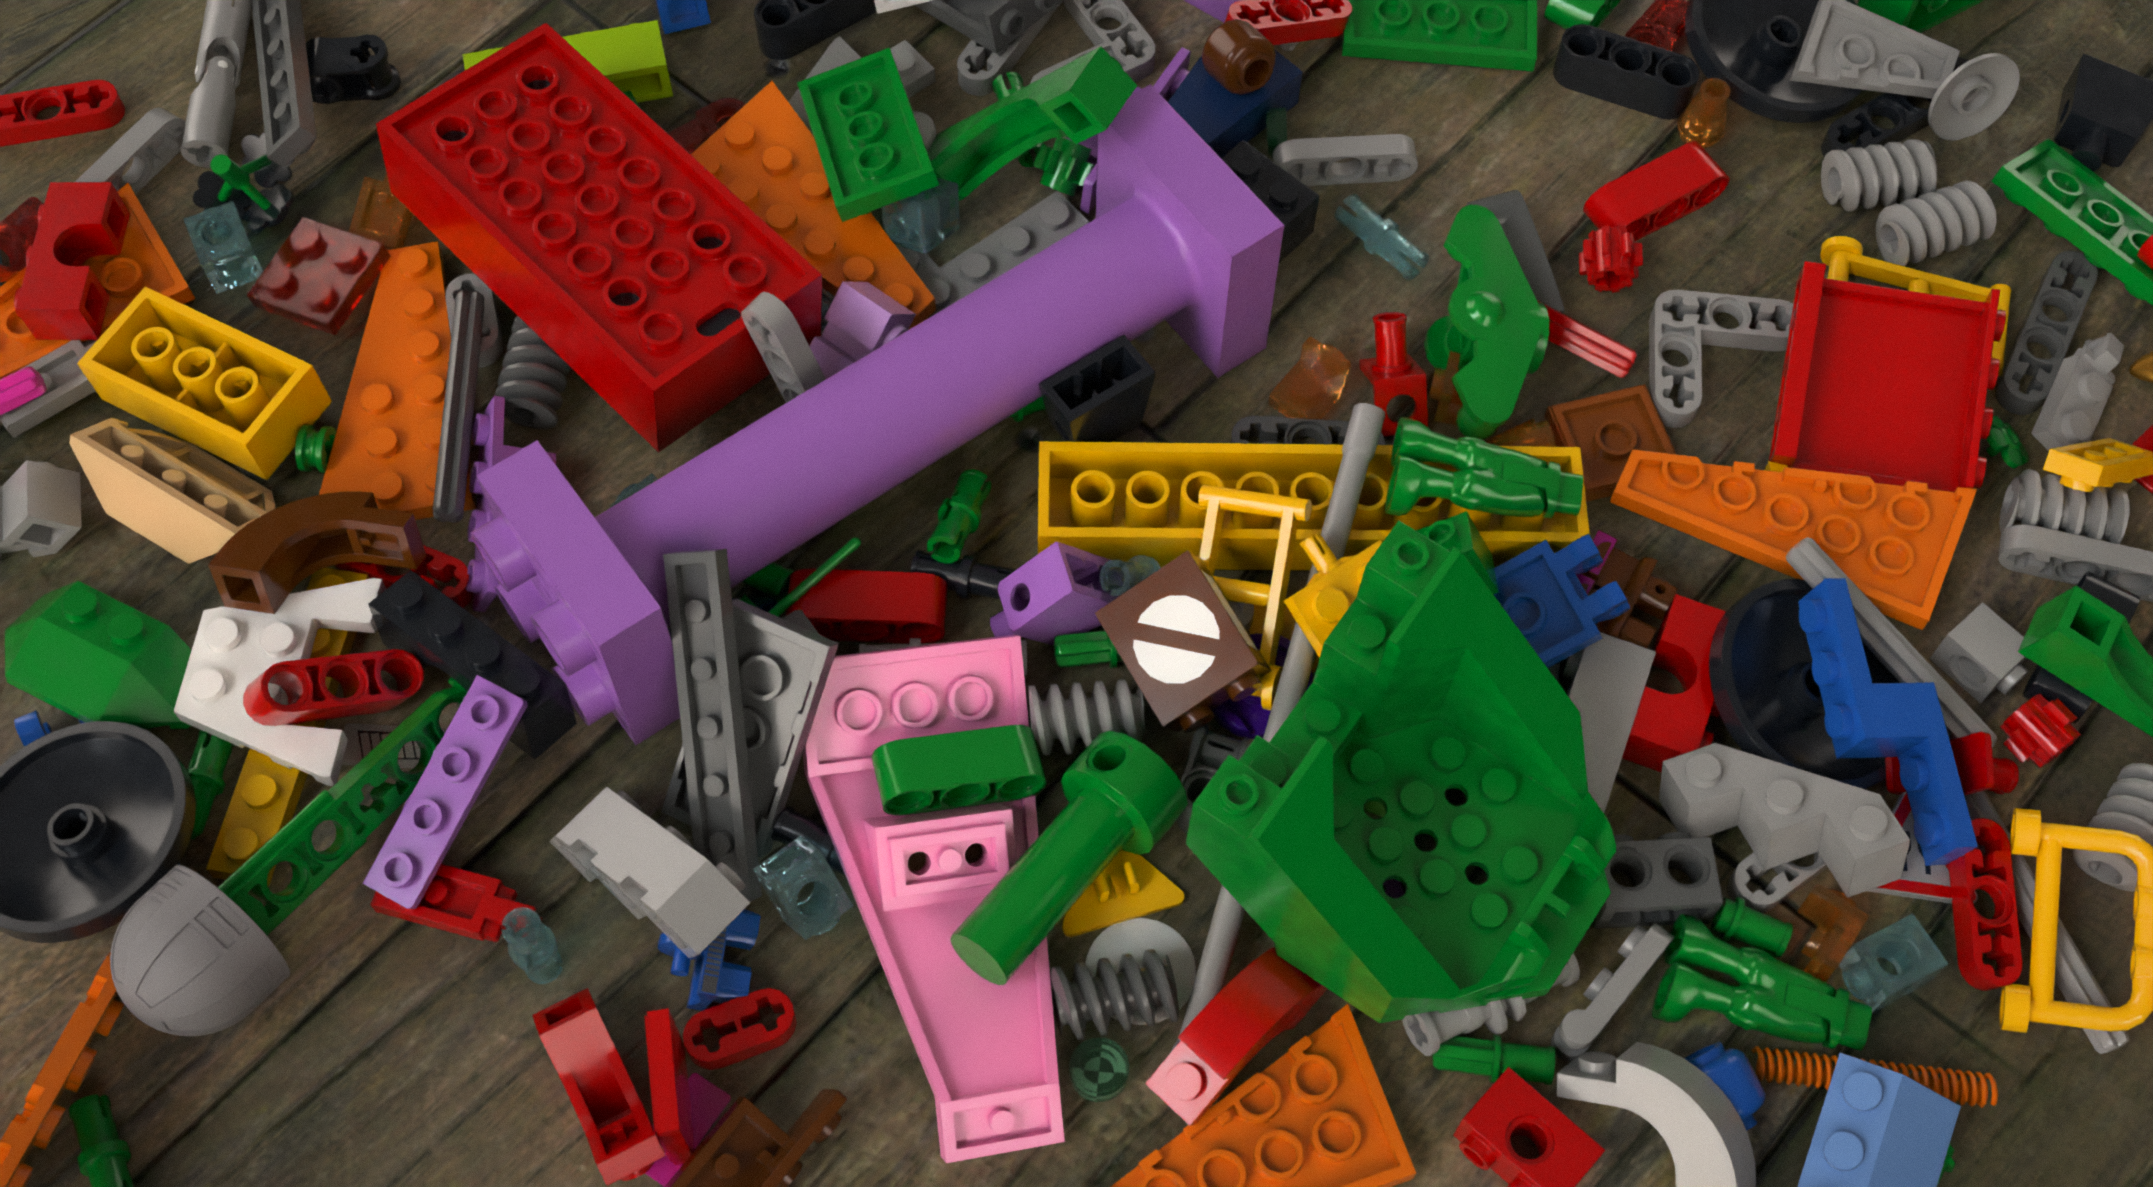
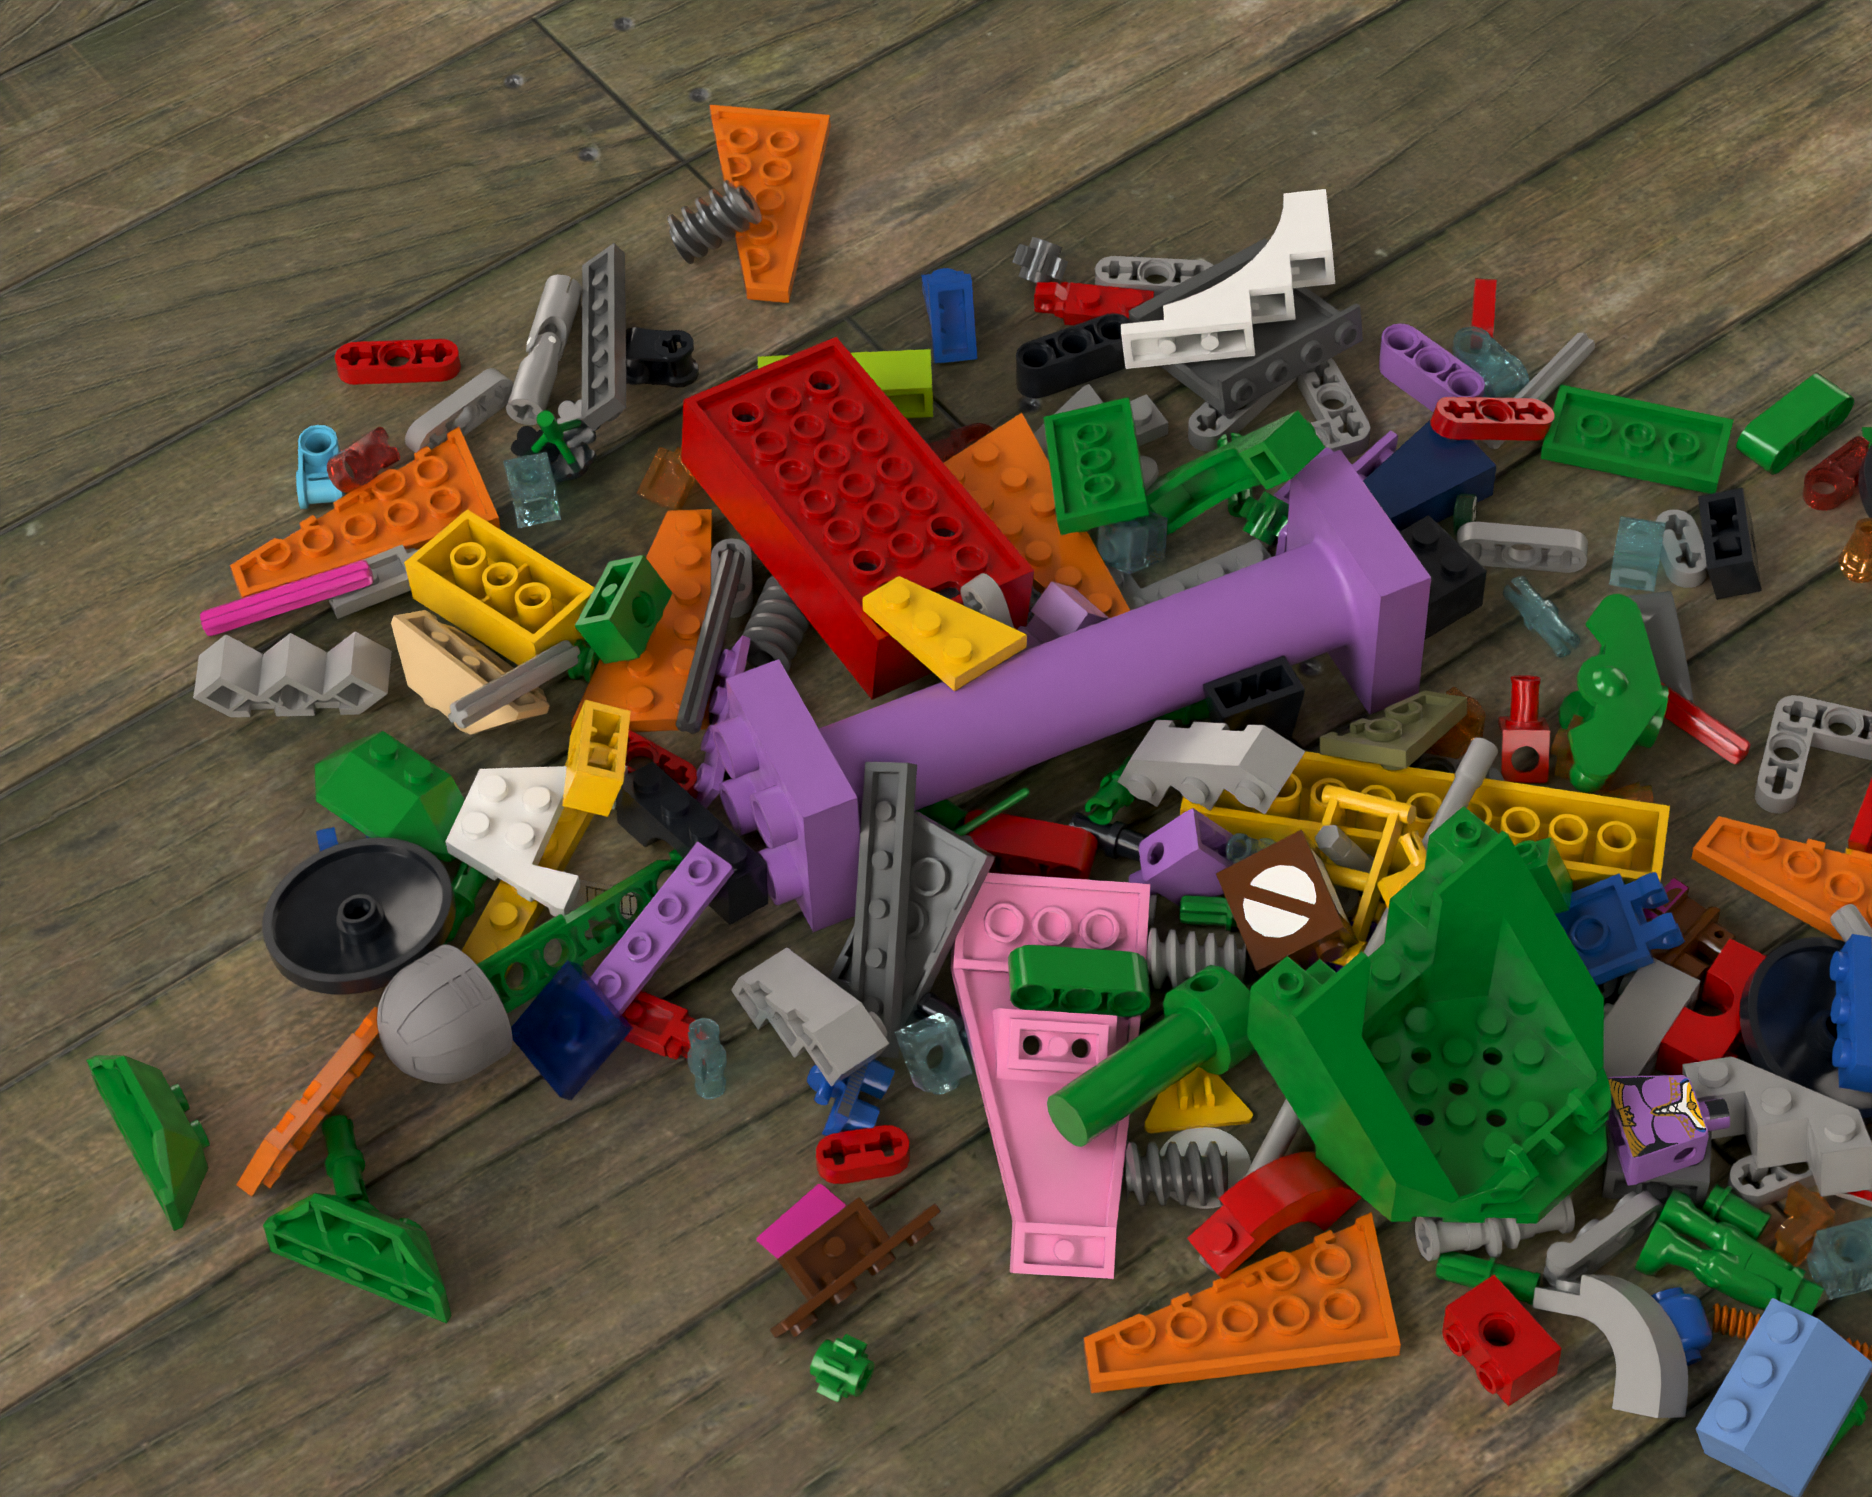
camera: 15 degrees right, 10 degrees down
(57, 293) = (396, 506): red arch -> none
(225, 503) = (513, 684): none -> light grey axle
(307, 535) = (541, 731): reddish brown arch -> none
(312, 701) = (560, 850): red beam -> none
(318, 275) = (607, 522): clear red plate -> none
(340, 582) = (596, 758): none -> yellow brick
(348, 385) = (623, 609): none -> green brick
(359, 932) = (569, 1030): none -> clear blue tile
(599, 1087) = (742, 1171): red arch -> none
(669, 1086) = (800, 1175): red tile -> none
(728, 371) = (942, 633): none -> yellow wing
(1066, 479) = (1208, 760): none -> light grey brick
(1099, 1069) = (1153, 1233): clear green tile -> none
(1236, 561) = (1342, 849): none -> light grey piece
(1238, 57) = (1437, 444): reddish brown head -> none
(1267, 406) = (1402, 734): none -> olive wing
(1470, 151) = (1637, 553): none -> clear light blue brick
(1485, 478) = (1572, 814): green piece -> none
(1518, 134) = (1690, 546): none -> light grey beam
(1567, 126) = (1729, 543): none -> black brick
(1606, 432) = (1699, 800): dark orange tile -> none
(1610, 258) = (1744, 661): red gear -> none
(1625, 71) = (1799, 504): black beam -> none
(1658, 191) = (1801, 613): red beam -> none
(1663, 846) = (1660, 1124): none -> medium lavender torso

